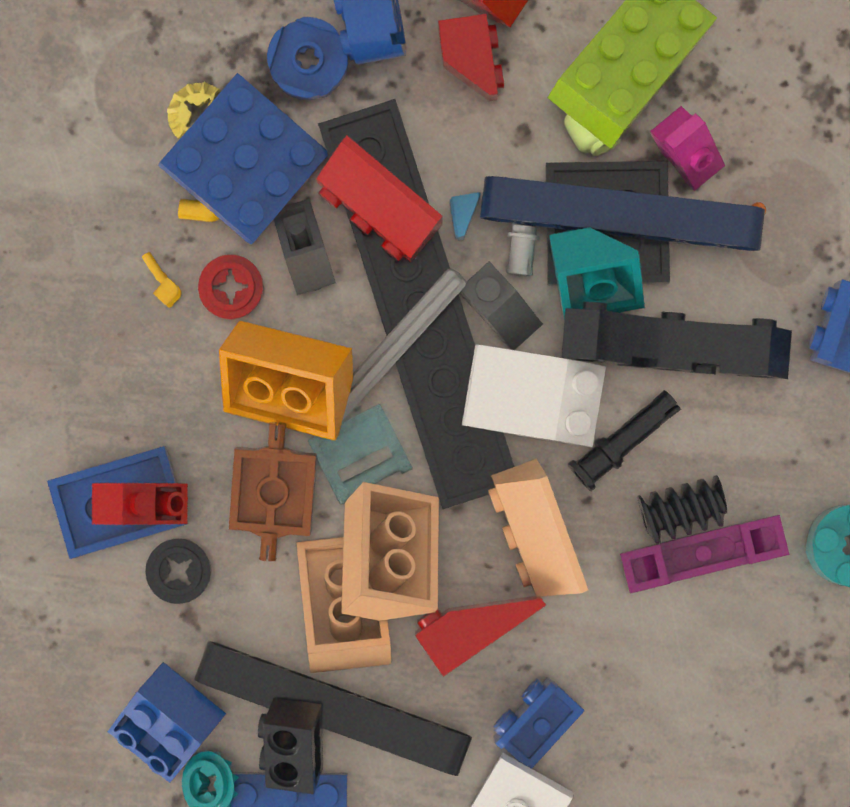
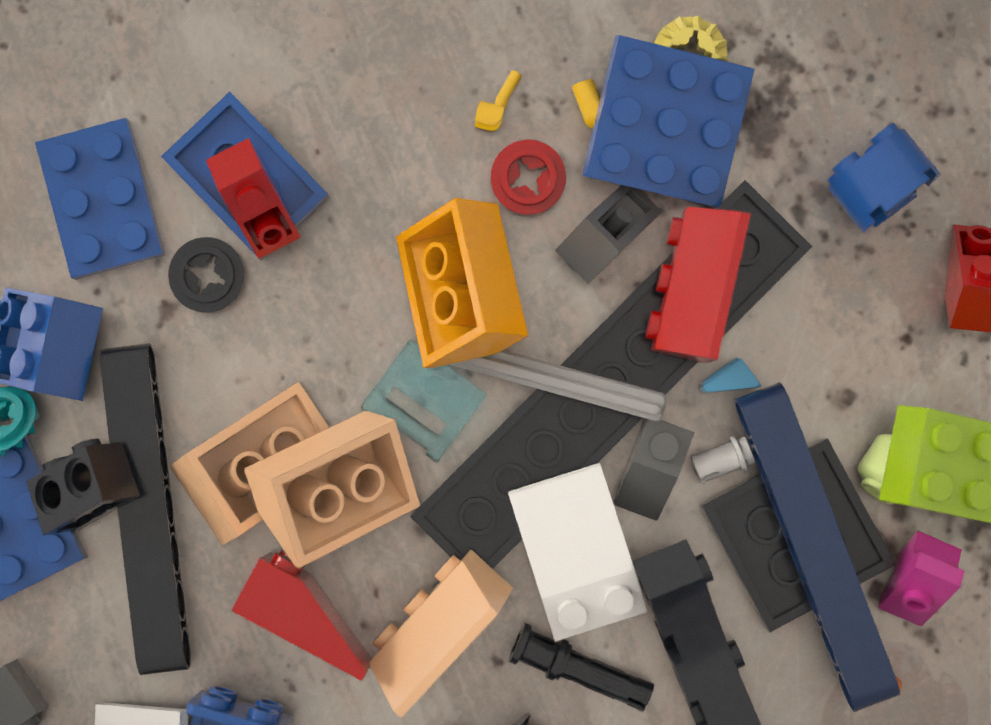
camera: 55 degrees right, 0 degrees up
(77, 623) = (100, 198): none -> blue plate
(272, 491) = (338, 330): dark orange plate -> none
(288, 71) = (822, 113): blue plate -> none
(468, 53) = (899, 298): red slope -> none
(596, 270) = (743, 549): teal slope -> none

